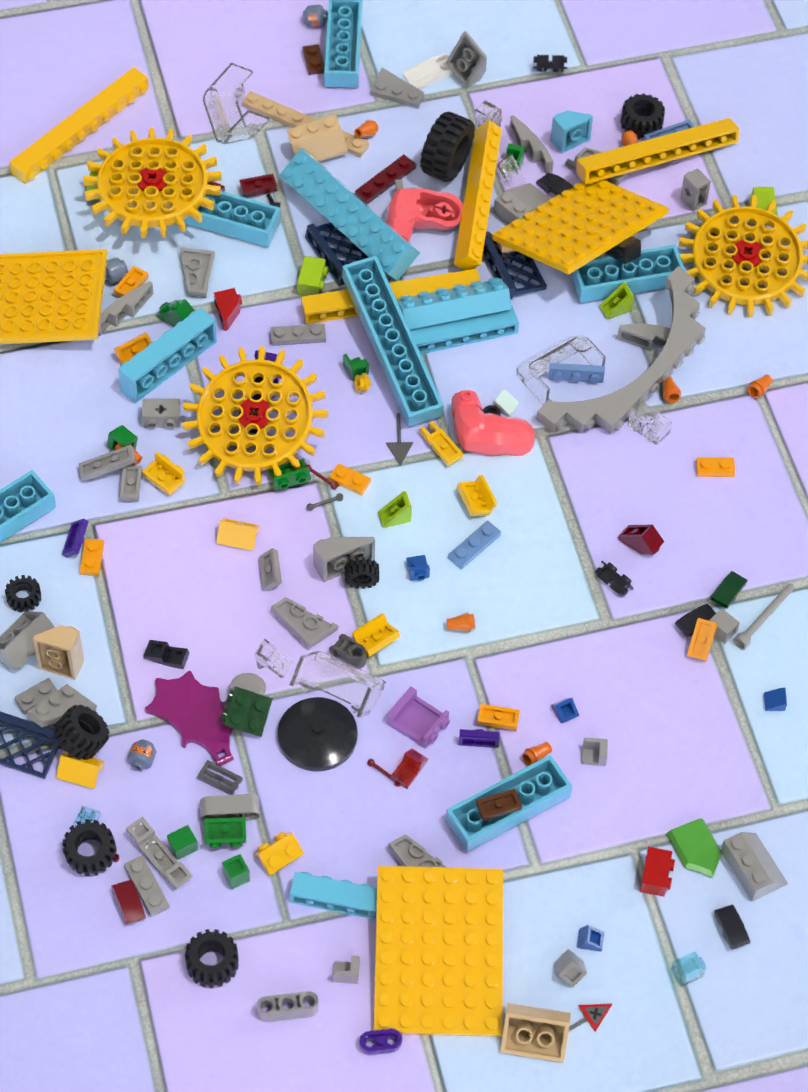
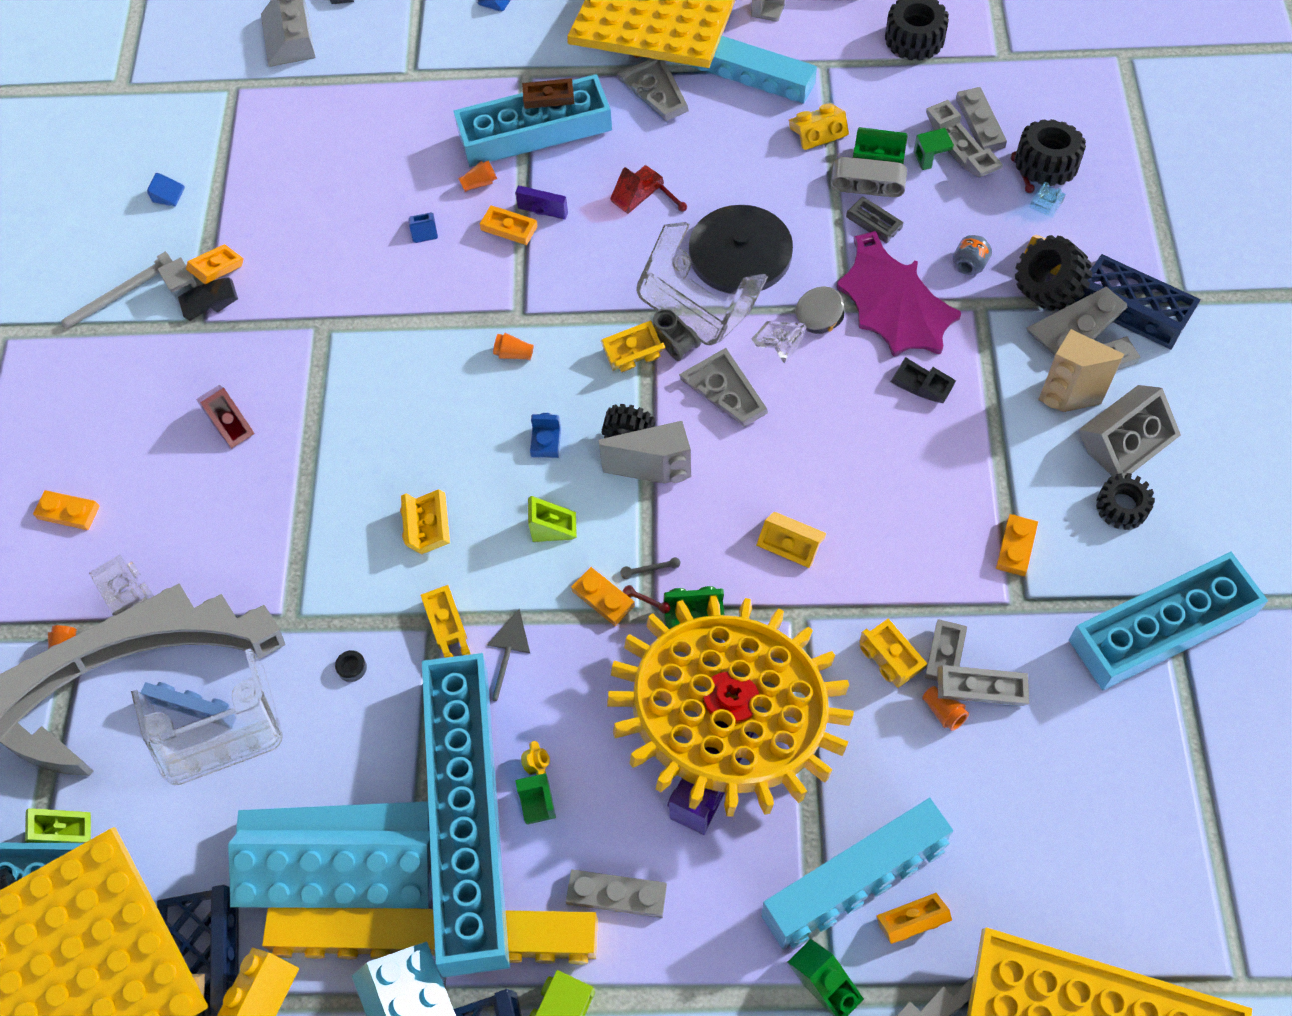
camera: 160 degrees left, 5 degrees up
(75, 538) = (1042, 573): dark purple plate -> none
(122, 436) = (954, 725): green panel -> none
(128, 901) = (1006, 100): dark red slope -> none
(161, 413) = (865, 773): light grey brick -> none
(228, 306) = (729, 976): red slope -> none
(236, 871) = (875, 101): green panel -> none
(246, 711) = (831, 272): dark green plate -> none
(270, 569) = (756, 468): light grey plate -> none
(417, 718) = (608, 240): medium lavender panel -> none
(474, 544) = (455, 458): medium blue plate -> none
(489, 432) = (368, 622): coral piece -> none
(506, 403) = (321, 678): light aqua slope -> none
(594, 751) = (406, 170): light grey panel -> none
(609, 573) = (281, 363): black hinge -> none
(656, 871) = (396, 37): red brick -> none
(696, 847) = (340, 62): bright green tile -> none
(729, 589) = (148, 325): dark green slope -> none

